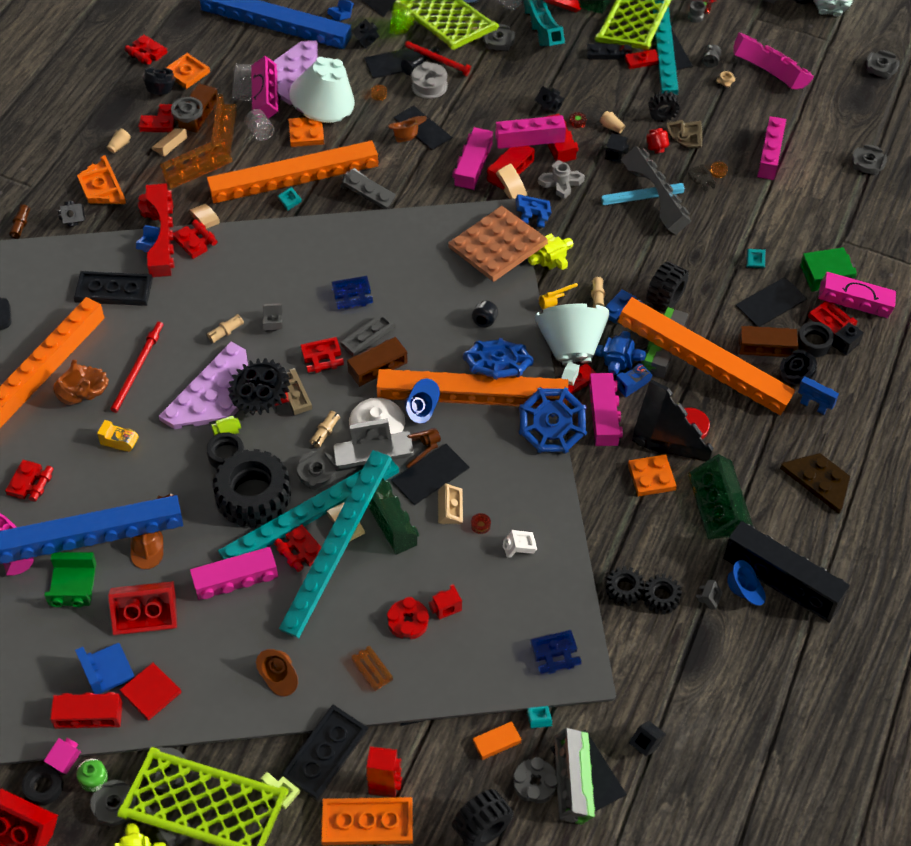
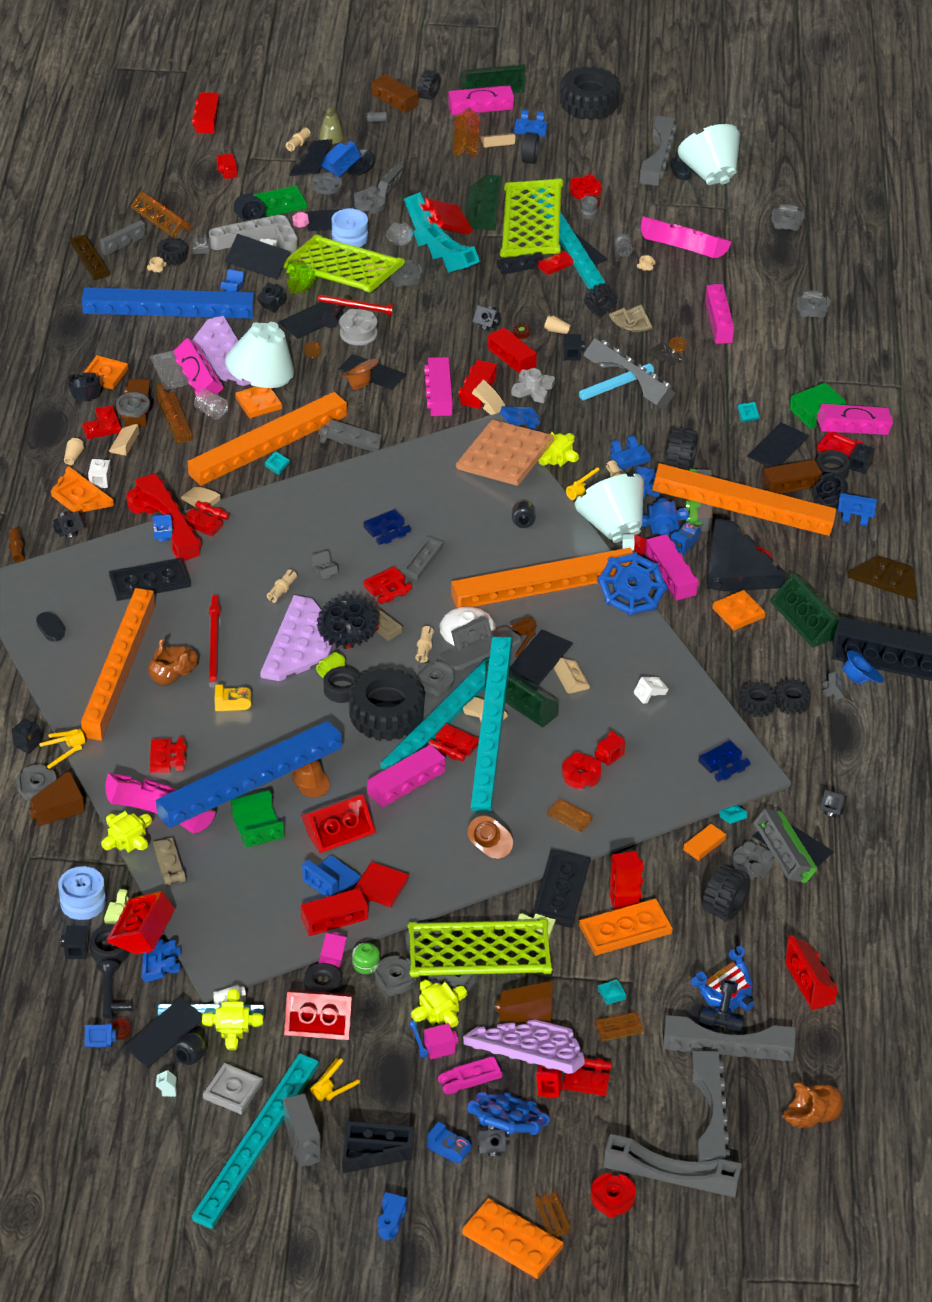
camera: 20 degrees left, 10 degrees down
(128, 169) = (99, 473): none -> white brick
(146, 49) = (49, 362): red plate -> none
(197, 165) = (168, 454): clear orange fence -> none
(383, 356) = (437, 581): reddish brown brick -> none
(422, 400) = (505, 597): blue piece -> none
(480, 523) = (607, 683): clear red tile -> none
(498, 358) = (556, 546): blue plate -> none
(530, 131) = (488, 348): dark pink brick -> none
(619, 277) = (630, 457): none -> blue plate
(657, 140) = (609, 330): red head -> none

